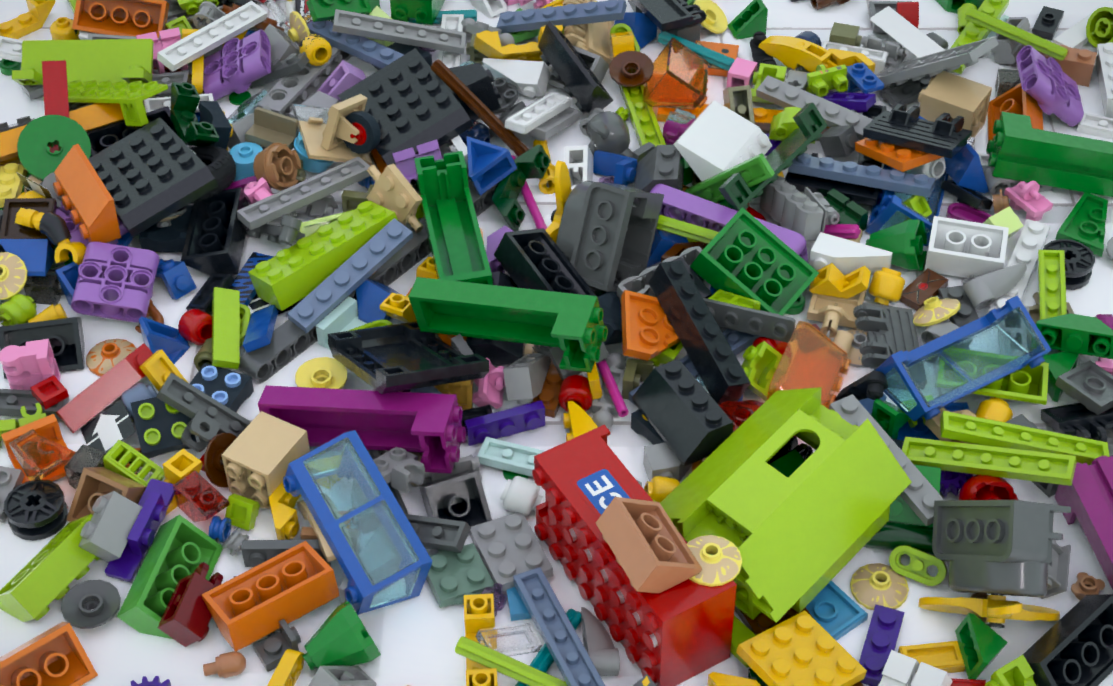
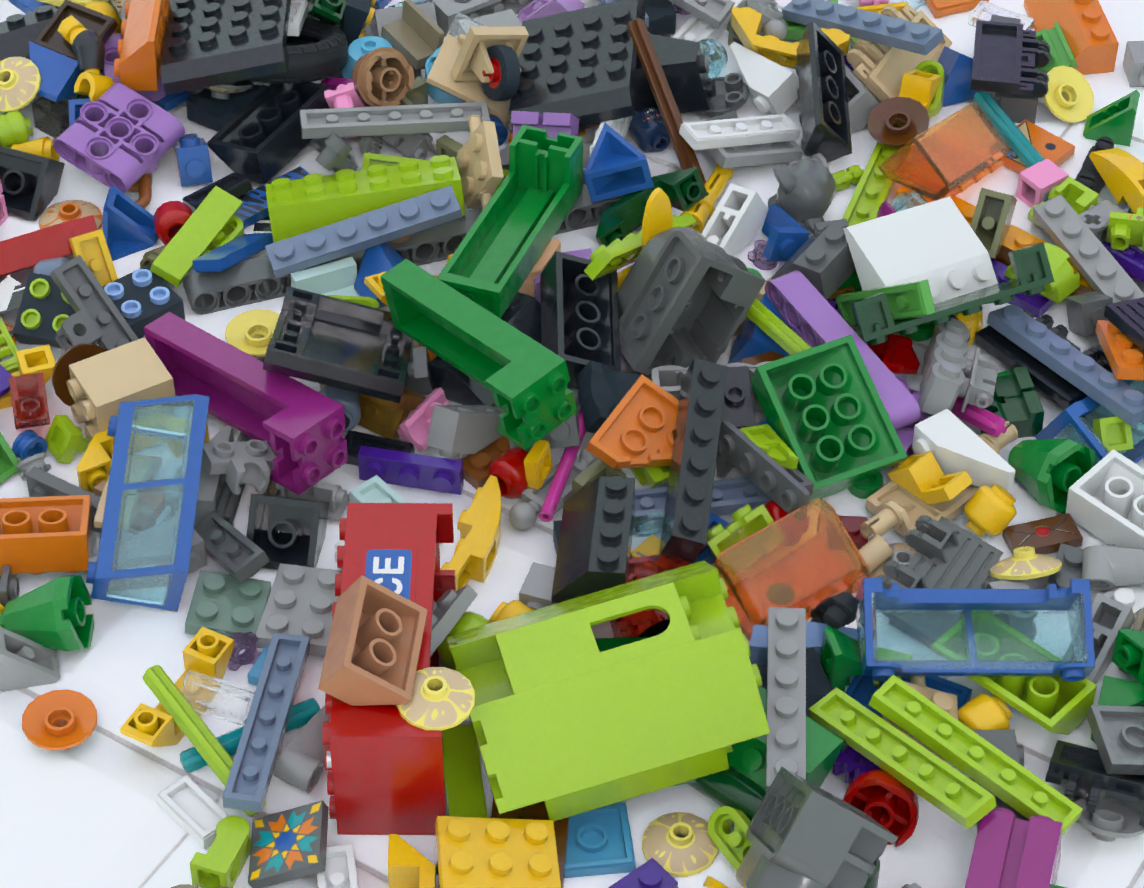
camera: 30 degrees right, 0 degrees up
(545, 208) = (625, 252): none -> lime plate

